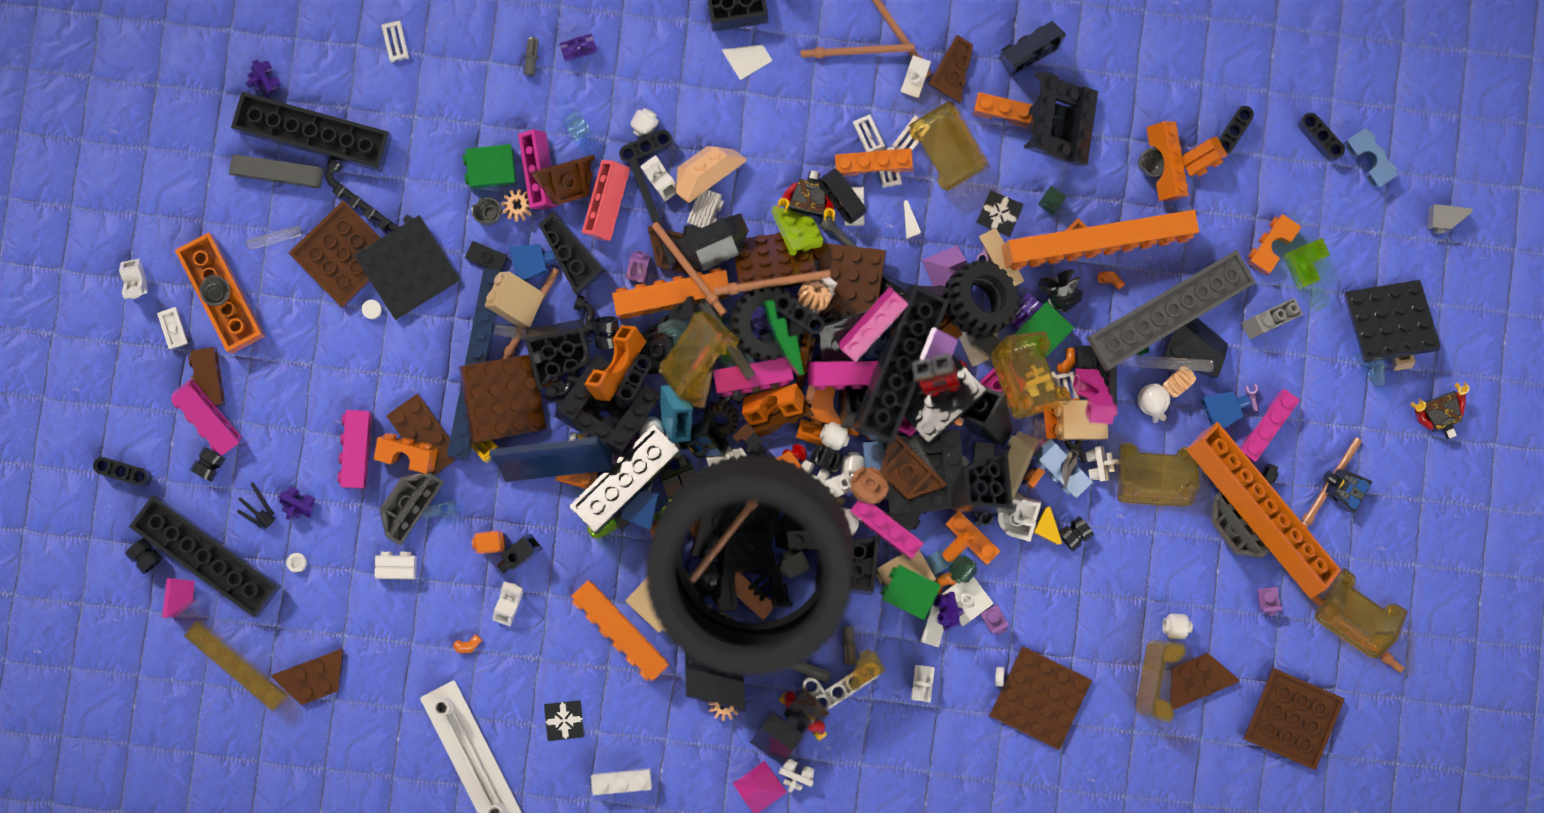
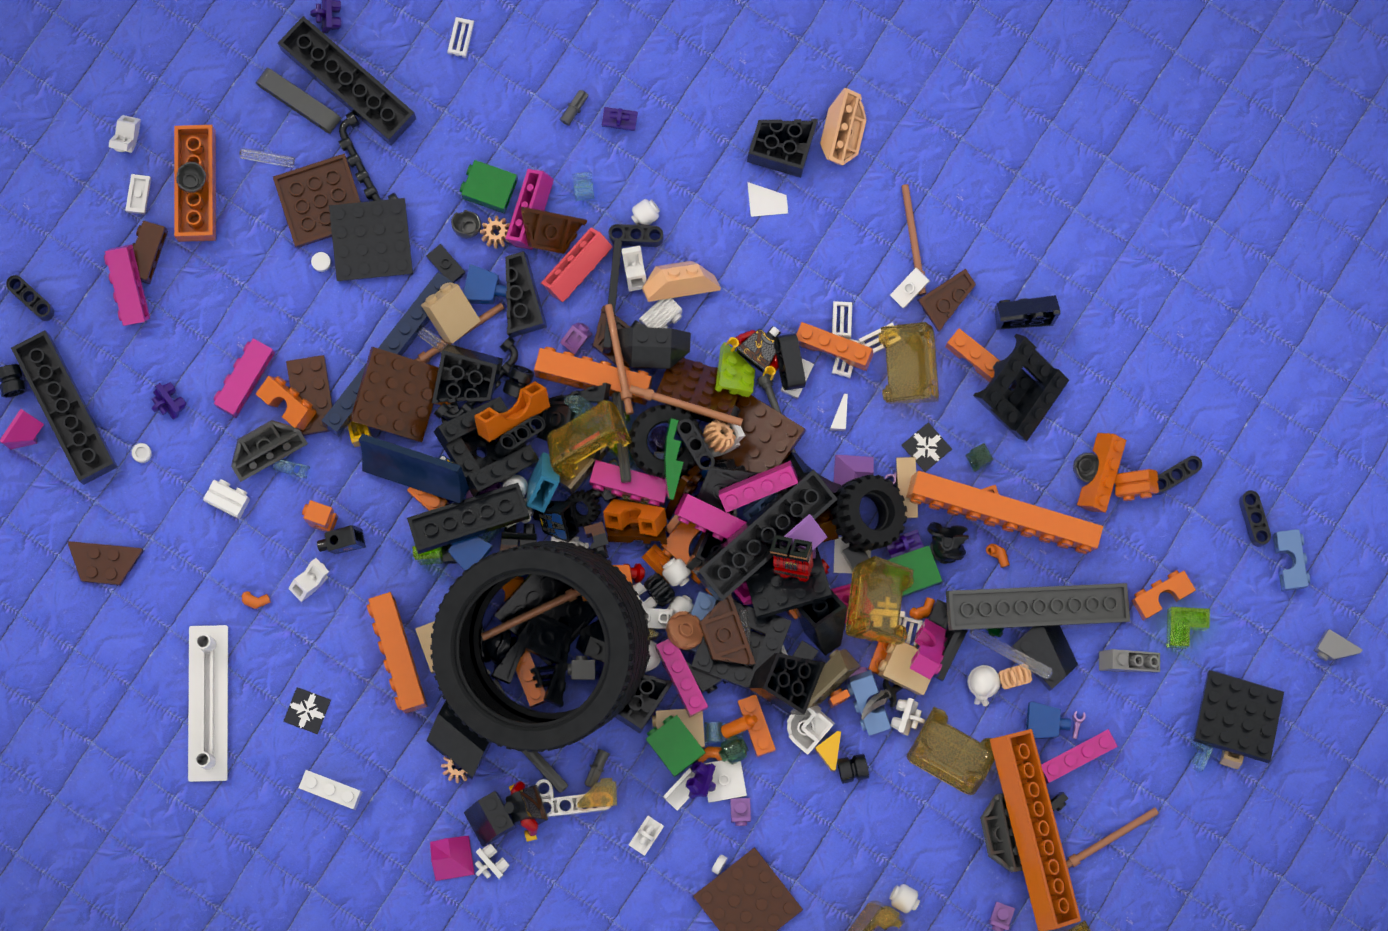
camera: 30 degrees right, 5 degrees down
(207, 464) = (107, 327): black wheel -> none
(236, 665) = (42, 517): clear yellow brick -> none
(264, 519) = (132, 399): black plant -> none
(820, 52) = (835, 226): nougat bar -> none
(983, 520) = (776, 716): black plate -> none
(1346, 489) = (1122, 849): torso -> none
(1442, 411) = (1246, 821): torso -> none

